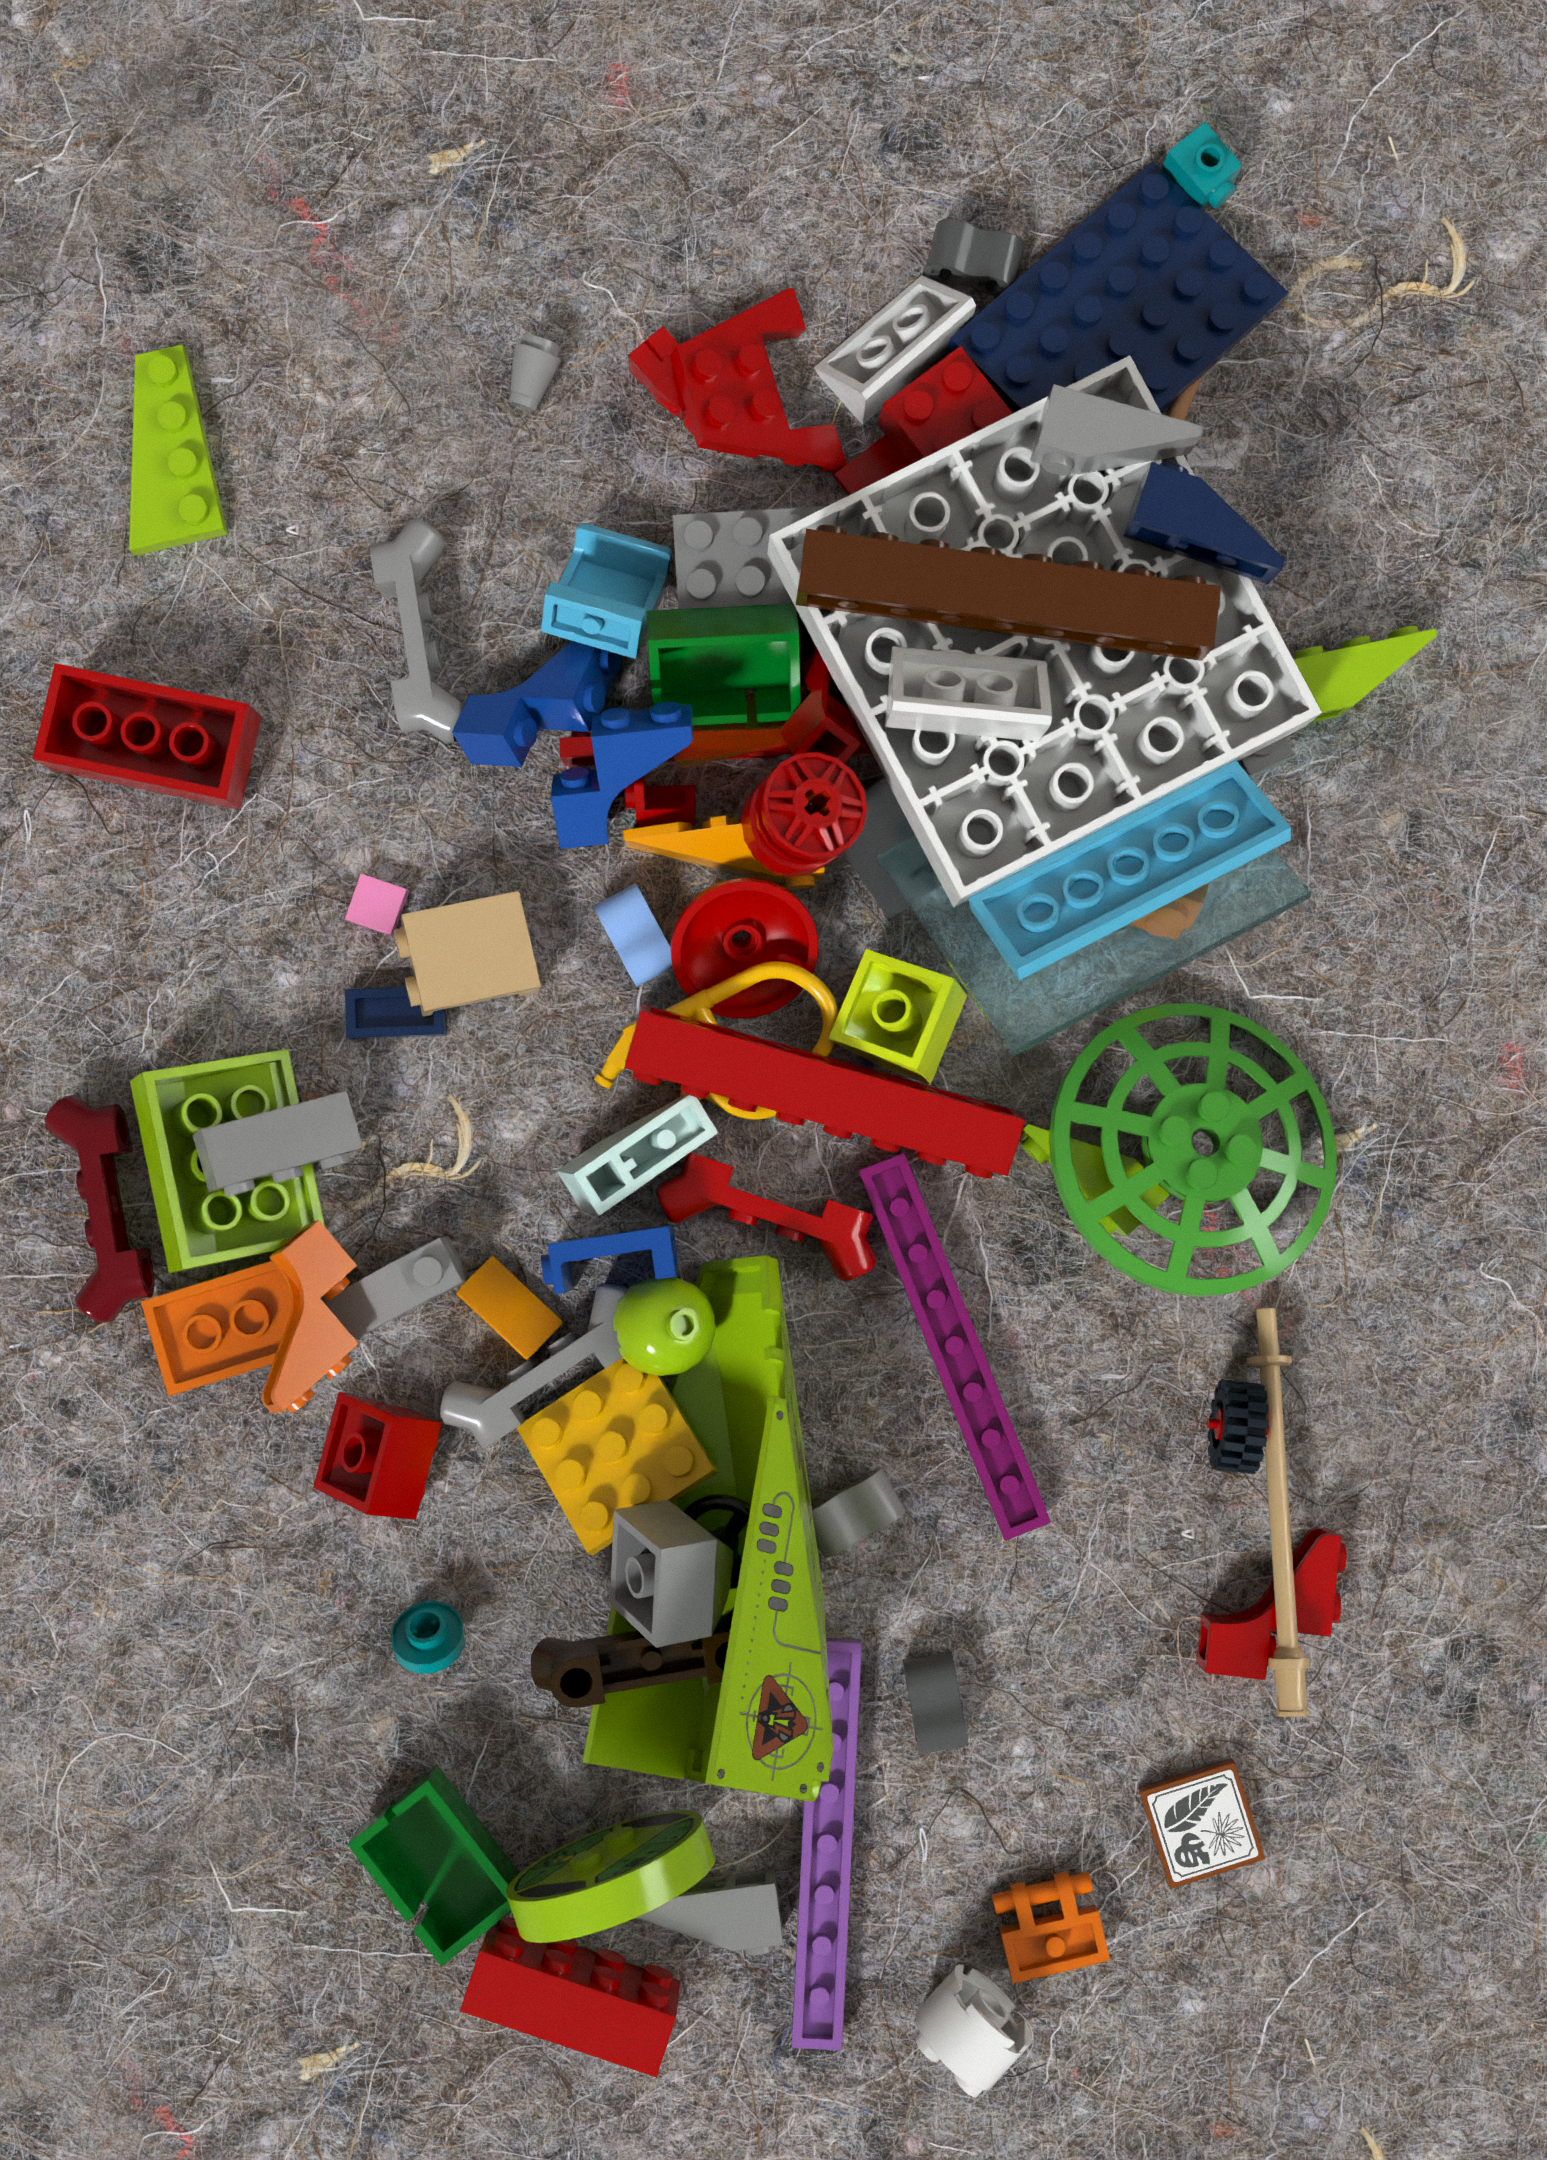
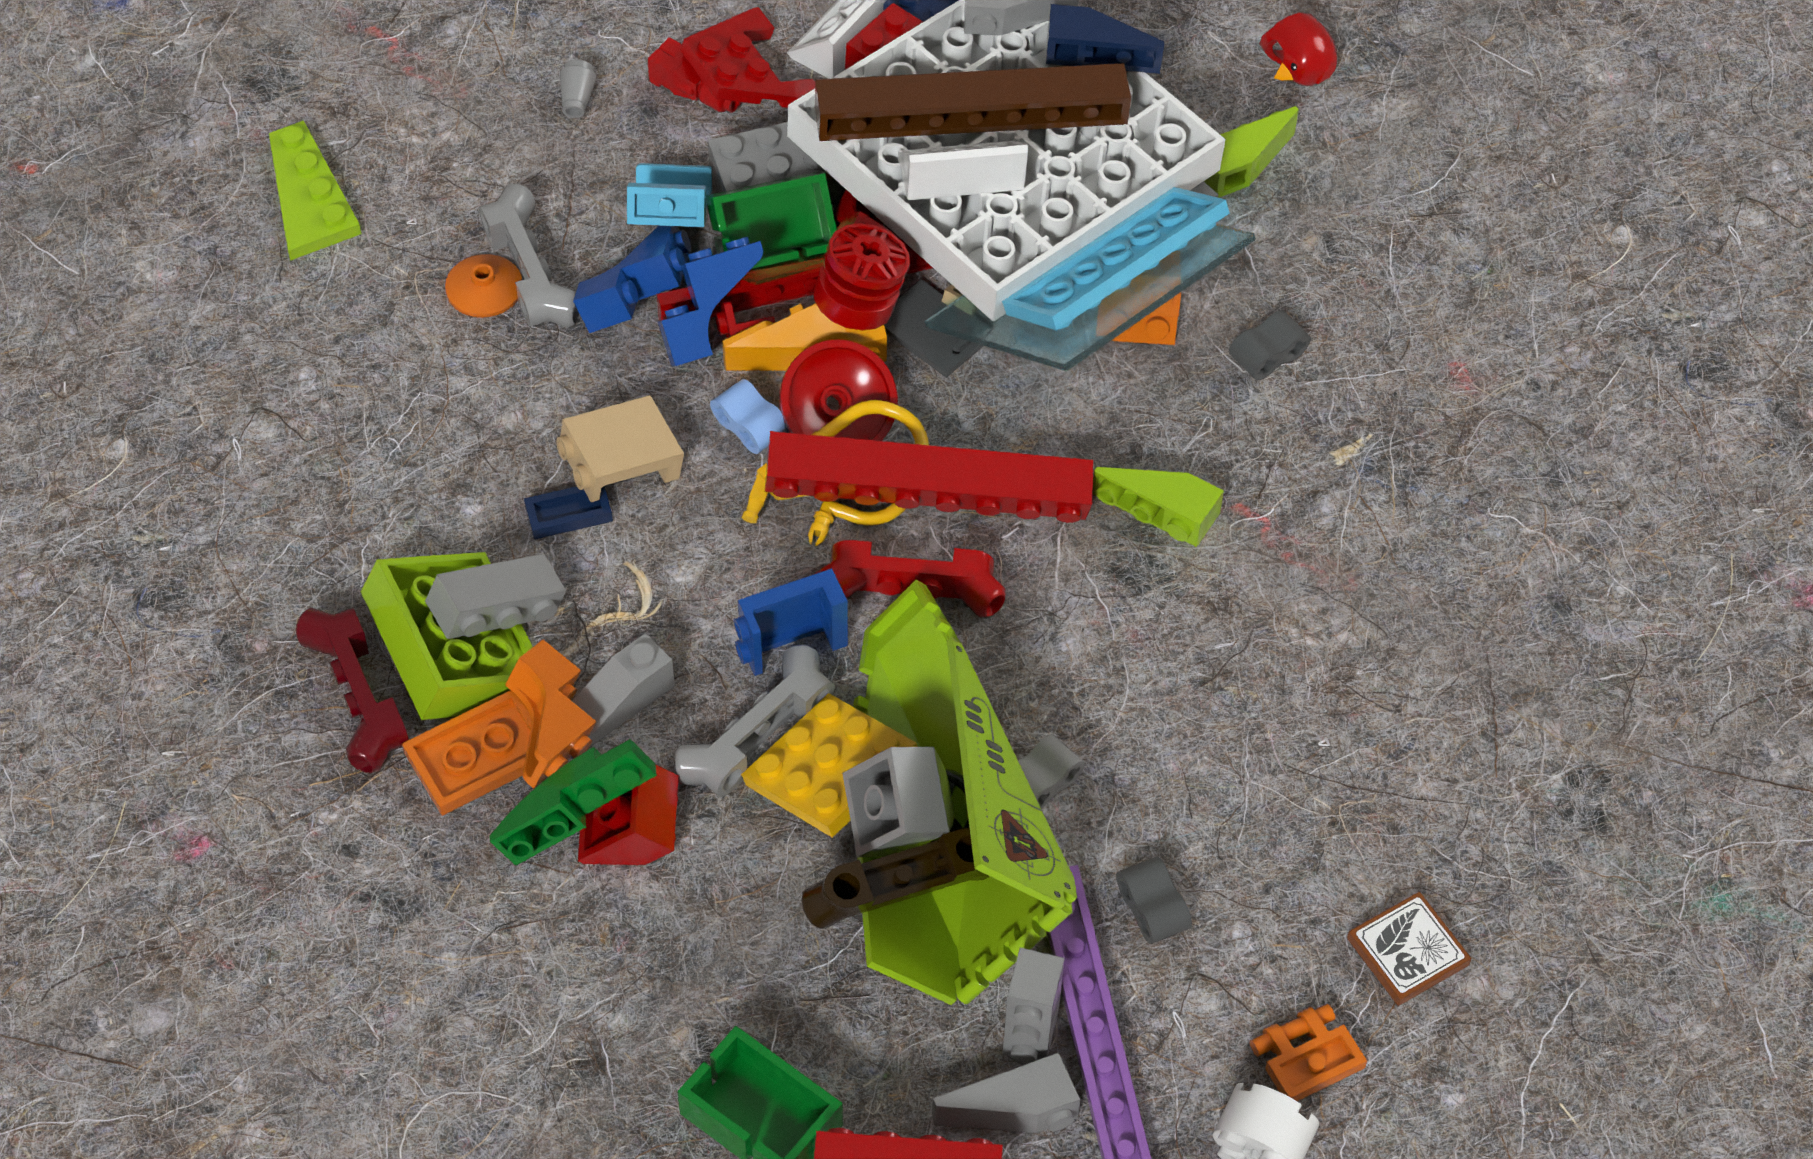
camera: 15 degrees left, 30 degrees down
(147, 736) = (329, 357): red brick -> none
(303, 1442) = (563, 799): none -> green slope
(362, 674) = (483, 296): none -> orange dish
(377, 905) = (535, 441): bright pink tile -> none
(428, 1637) = (706, 940): teal plate -> none
(509, 1307) = (710, 692): light orange slope -> none
(610, 1876) = (914, 1044): lime piece -> none
(636, 1154) = (790, 552): light aqua slope -> none
(664, 1326) = (847, 659): lime cylinder -> none
(756, 1845) = (1032, 1006): none -> light grey brick
(899, 1015) = (974, 415): neon yellow slope -> none
(954, 1347) = (1090, 644): magenta plate -> none
(1176, 1164) = (1250, 462): bright green dish -> none
(1238, 1426) = (1332, 637): black wheel -> none
(1243, 1640) = (1432, 762): red arch -> none
(1288, 1658) = (1431, 780): tan bar -> none
(1292, 978) = (1269, 345): none -> dark grey axle
(1475, 535) = (1307, 51): none -> red piece

